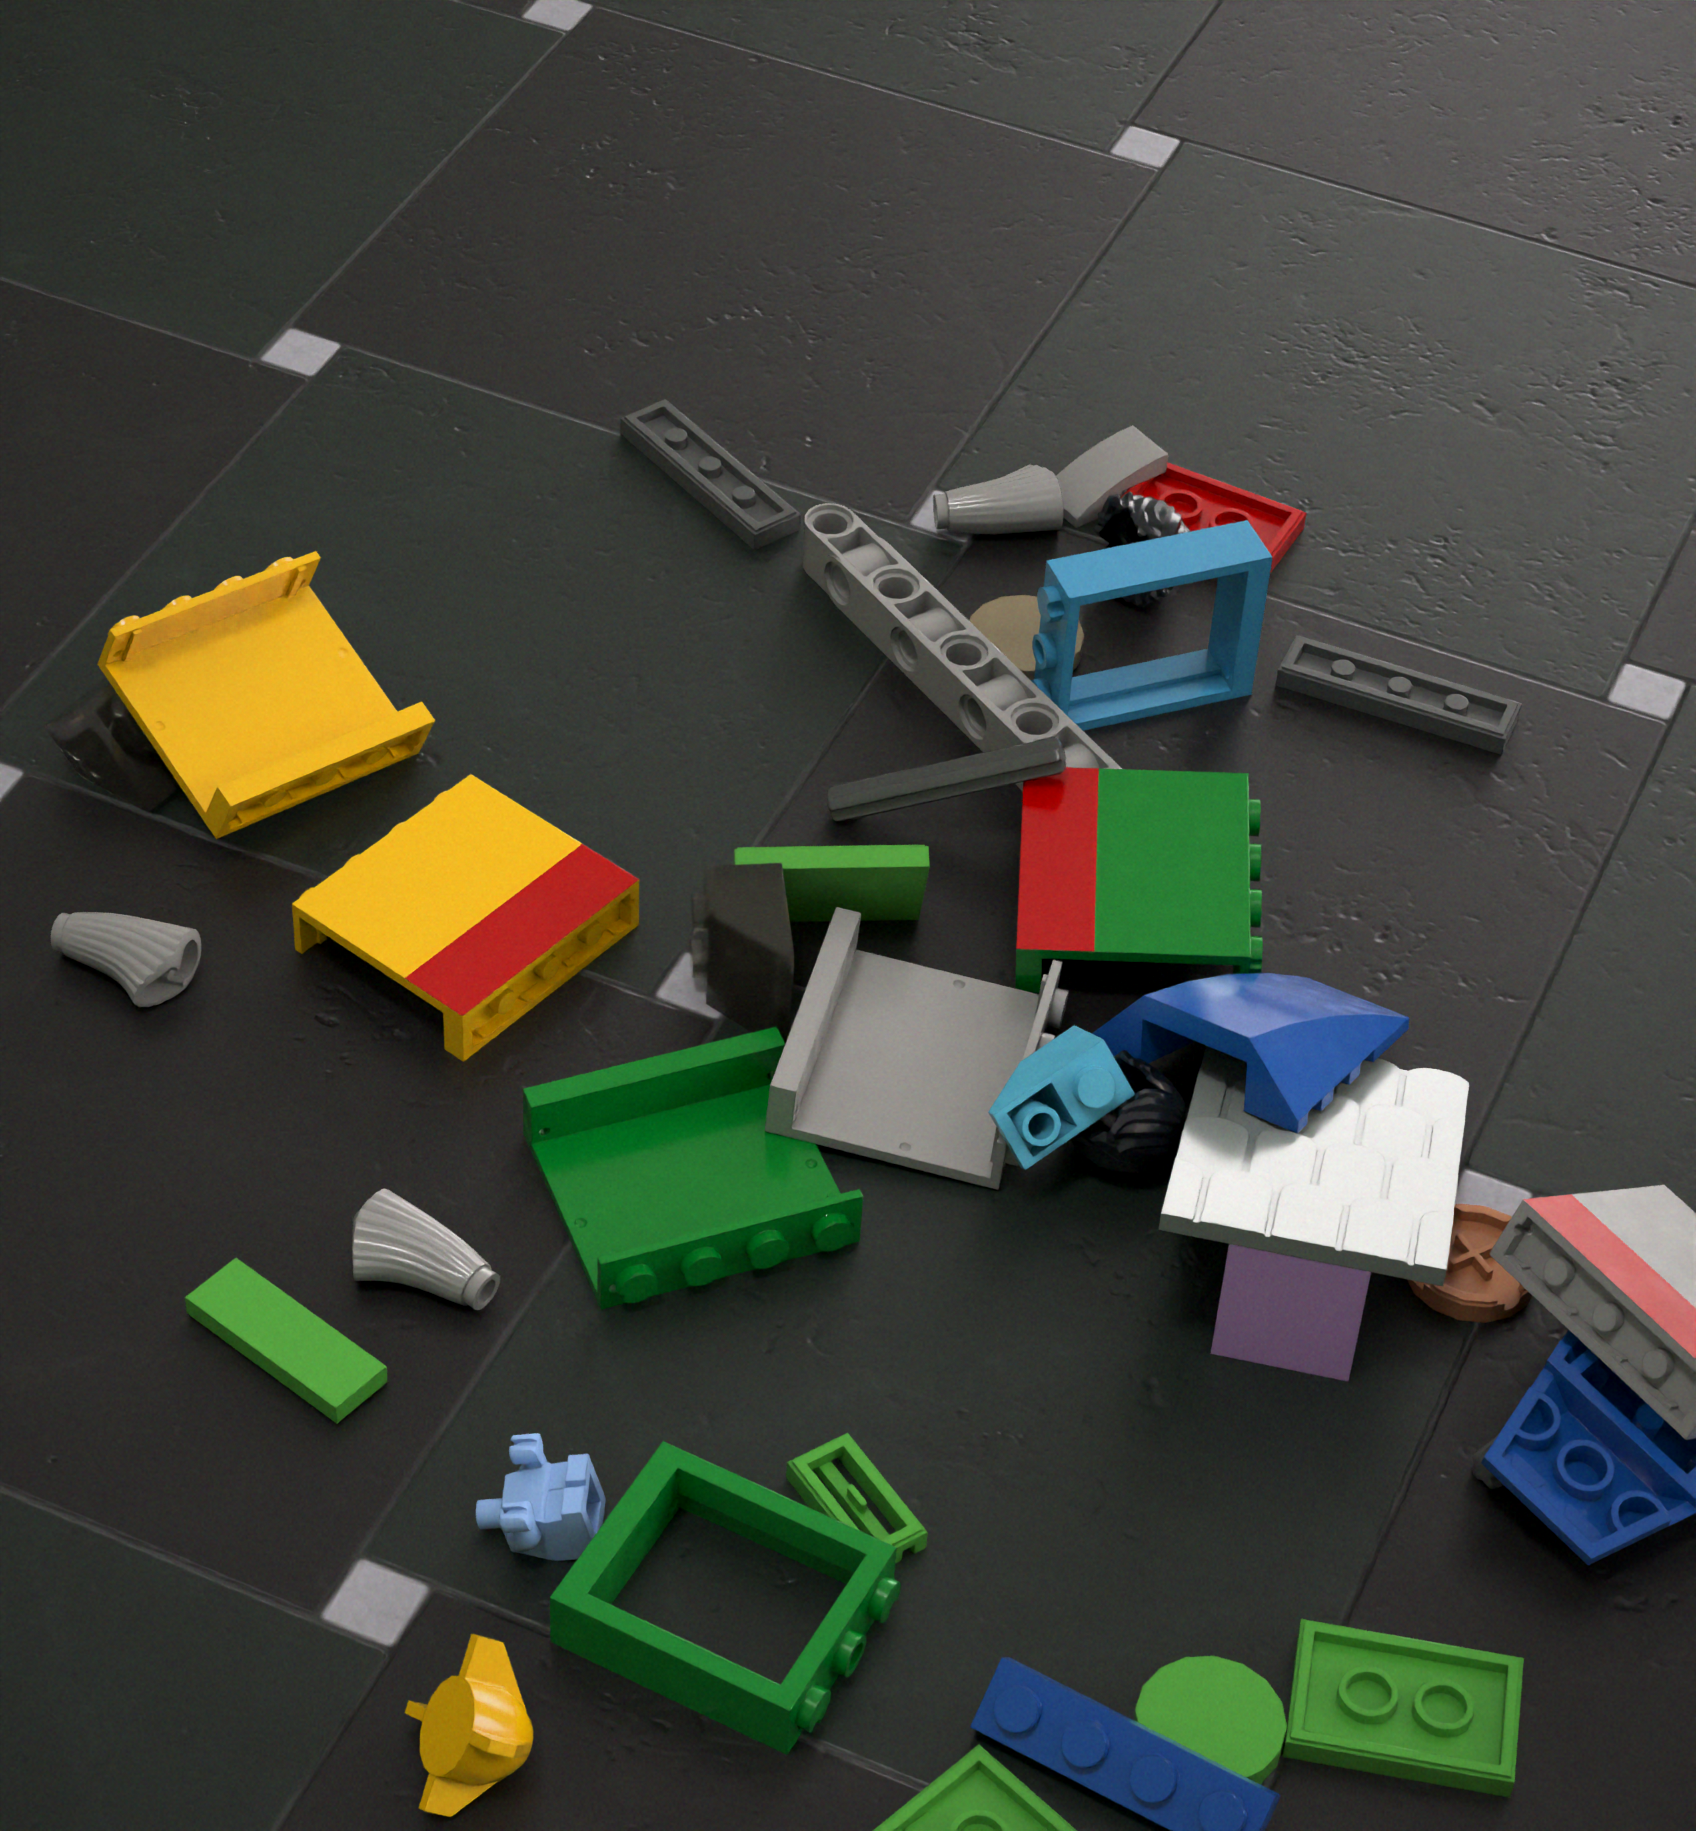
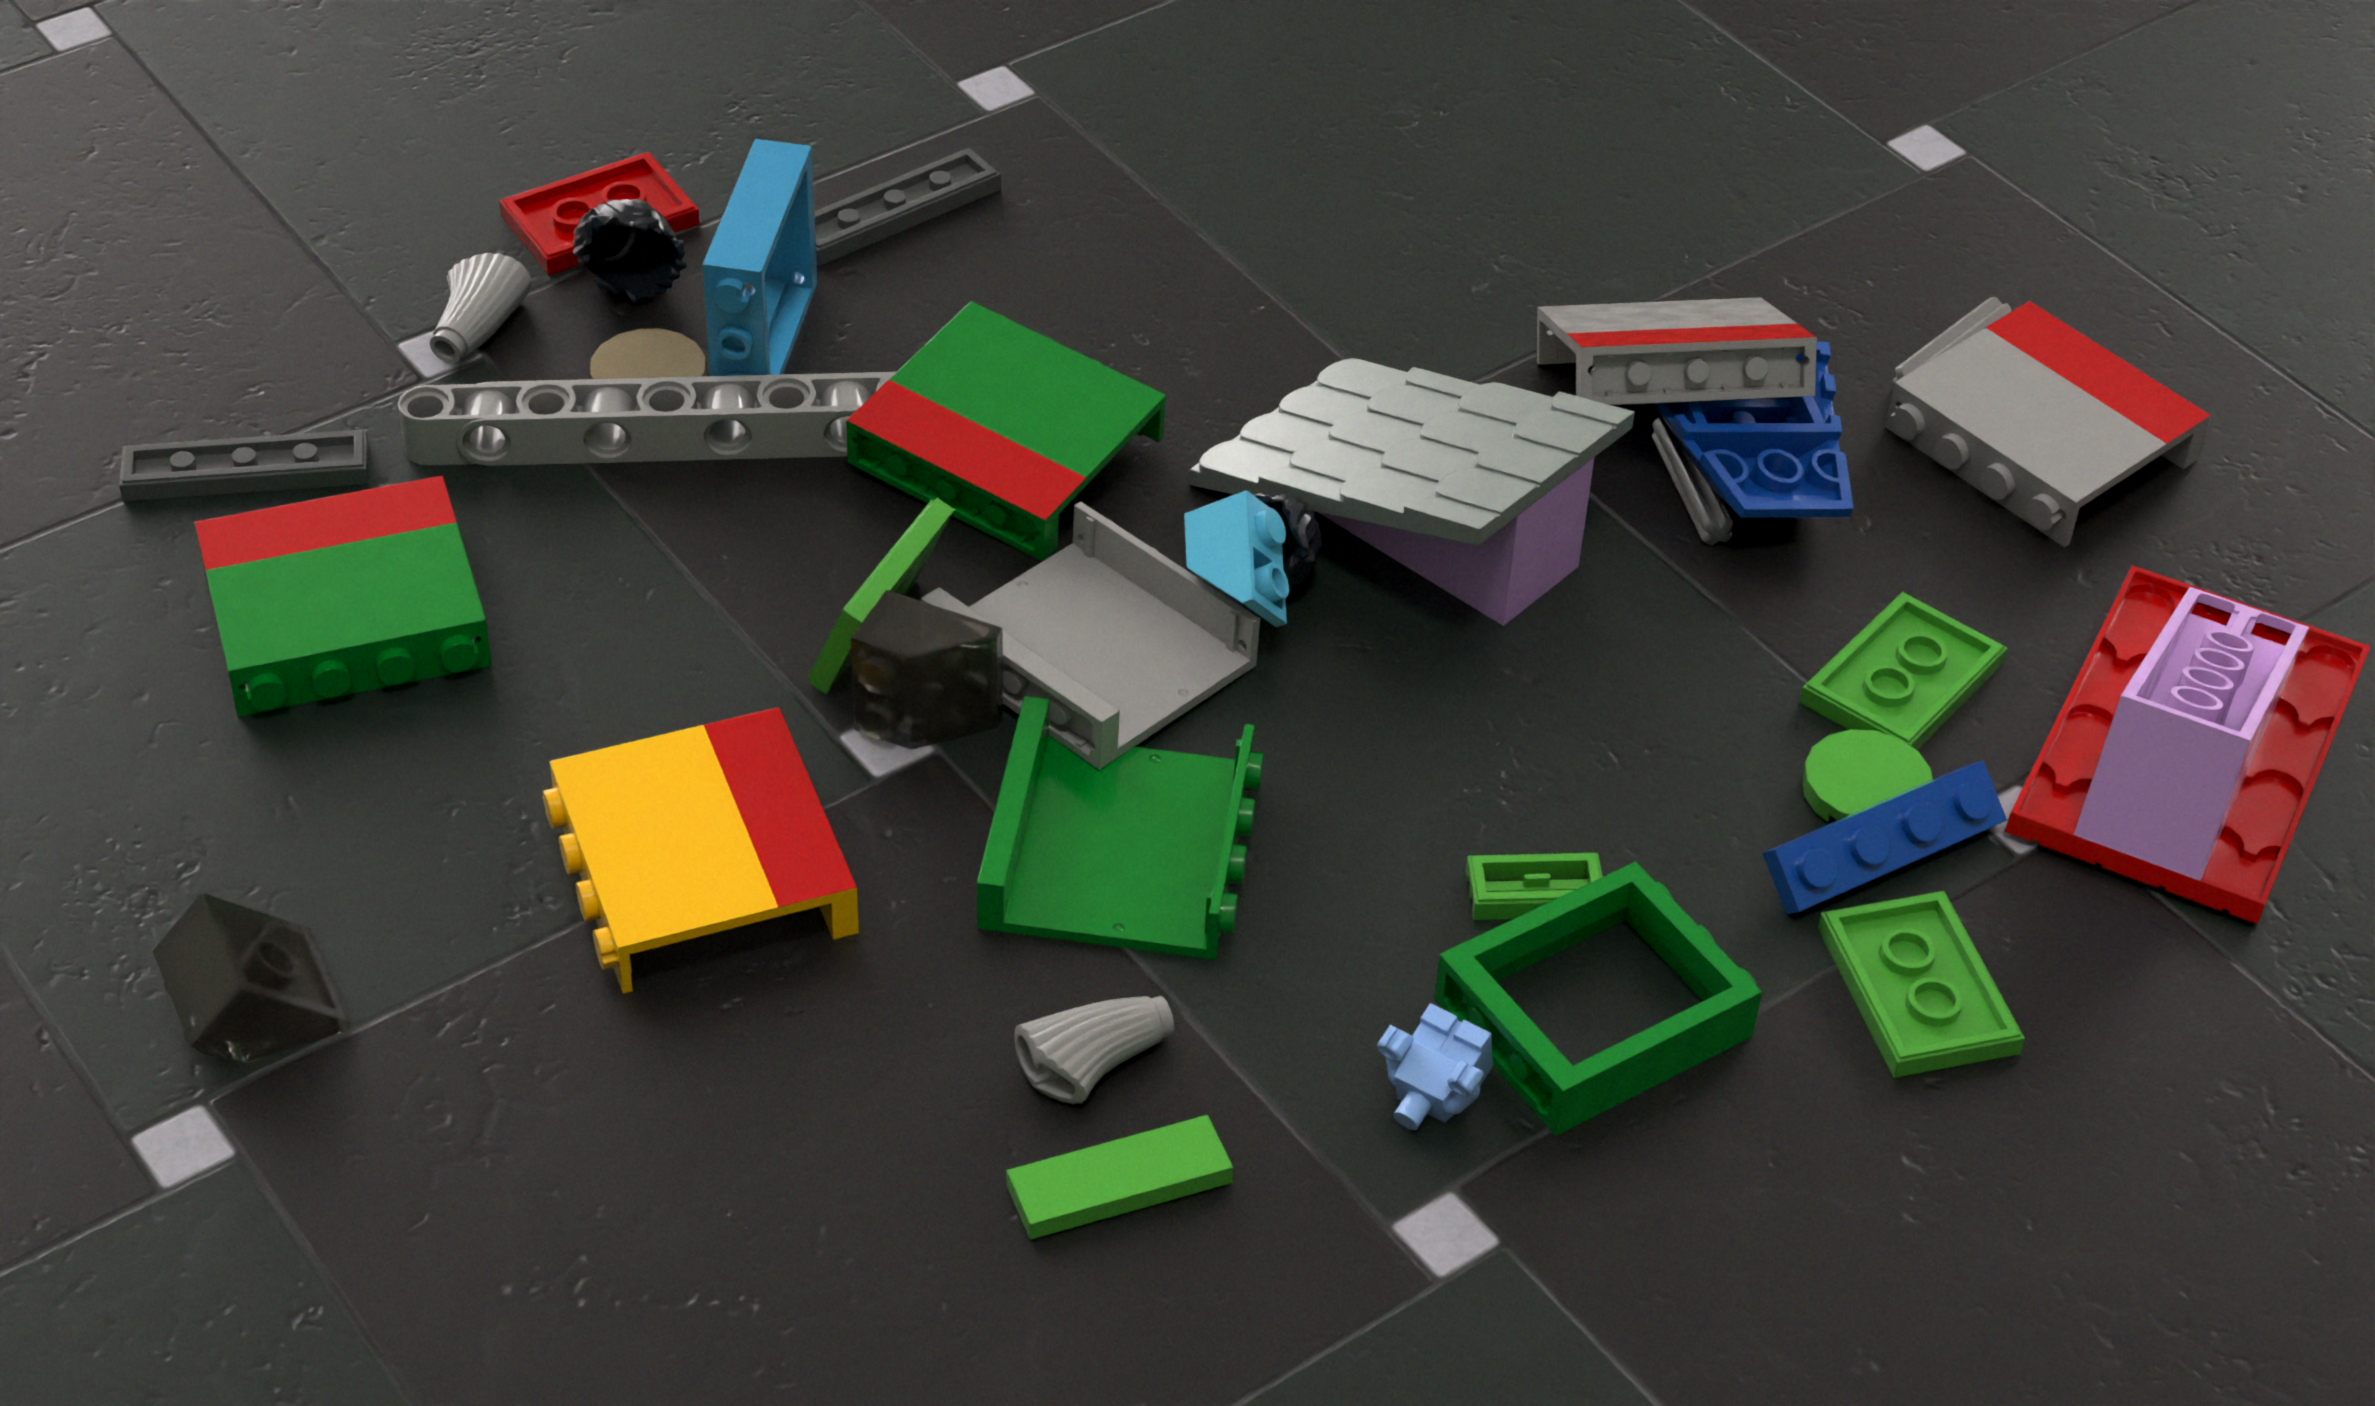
camera: 60 degrees left, 0 degrees up
(141, 954) = (558, 1097): light grey piece -> none
(256, 696) = (326, 867): yellow panel -> none
(472, 1729) = (1658, 1204): yellow piece -> none
(586, 581) = (342, 595): none -> green panel
(947, 779) = (812, 476): dark grey axle -> none
(1108, 470) = (498, 220): light grey slope -> none
(1286, 1027) = (1244, 416): blue wedge -> none

